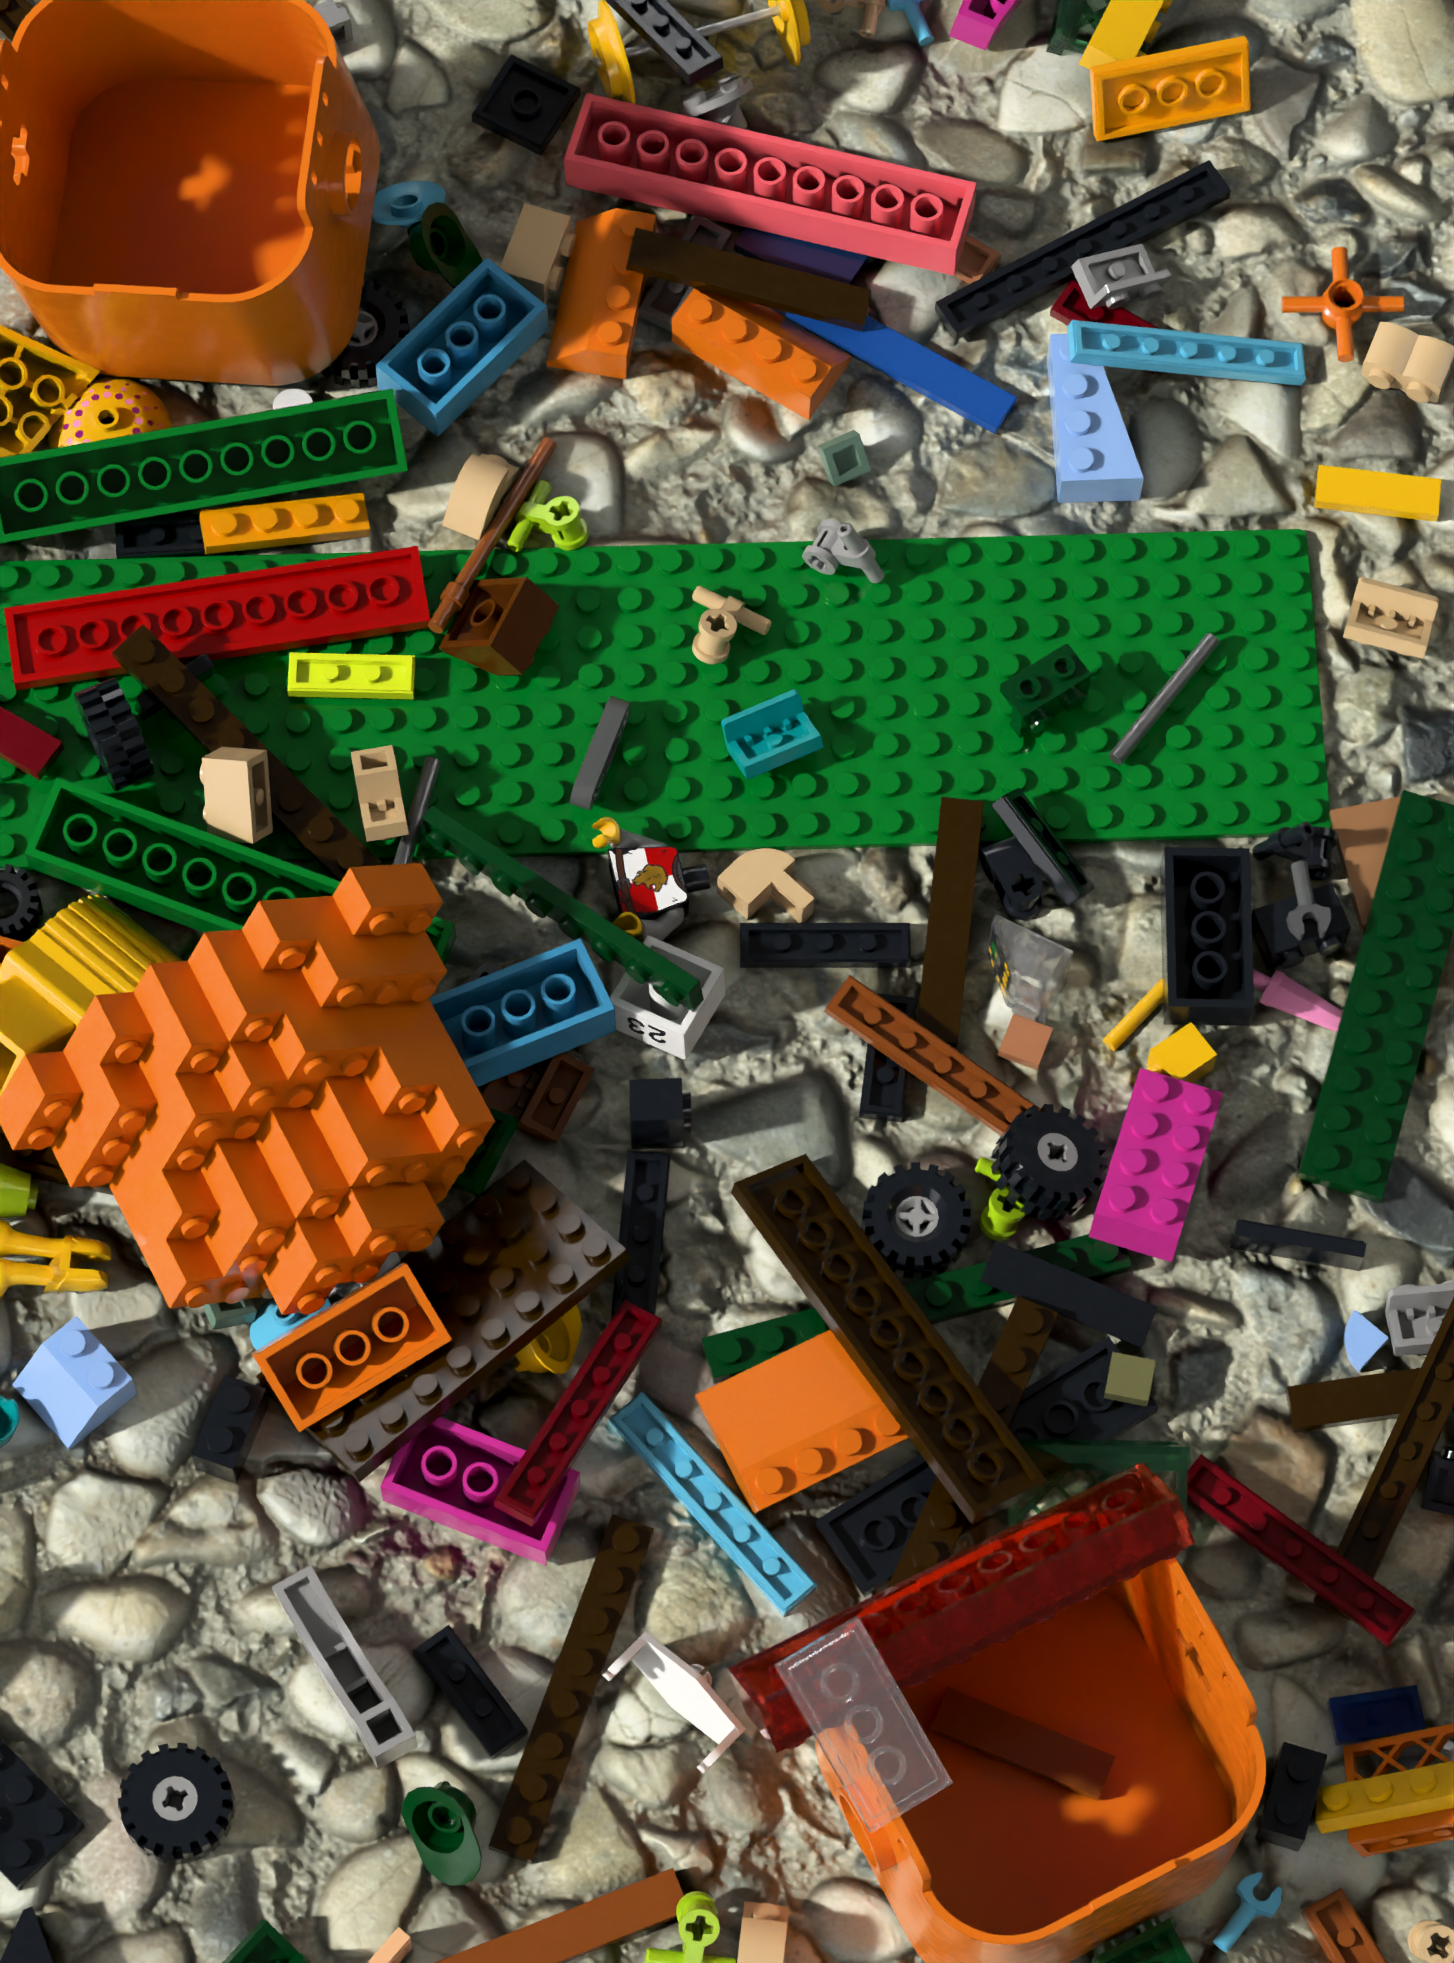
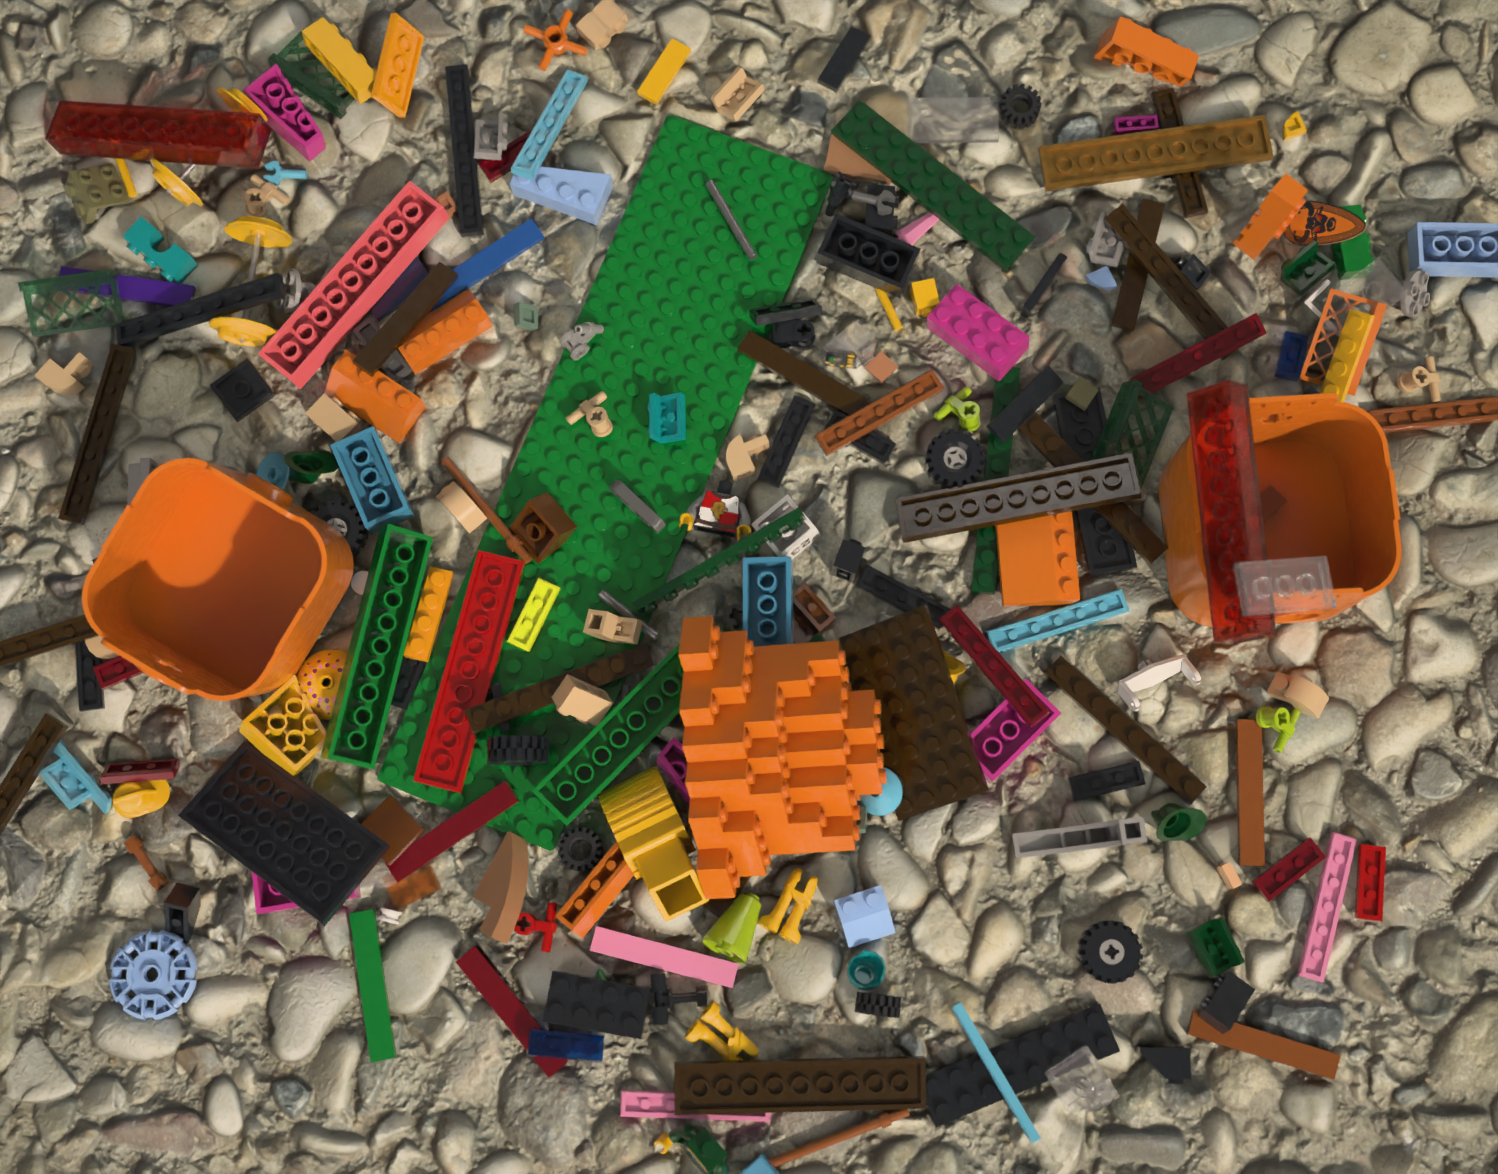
camera: 60 degrees left, 10 degrees up
(230, 1429) = (923, 845): black brick -> none
(351, 1346) = (914, 765): orange slope -> none
(558, 517) = (492, 476): lime piece -> none
(1046, 689) = (703, 272): dark green bracket -> none
(1046, 1184) = (956, 393): black wheel -> none

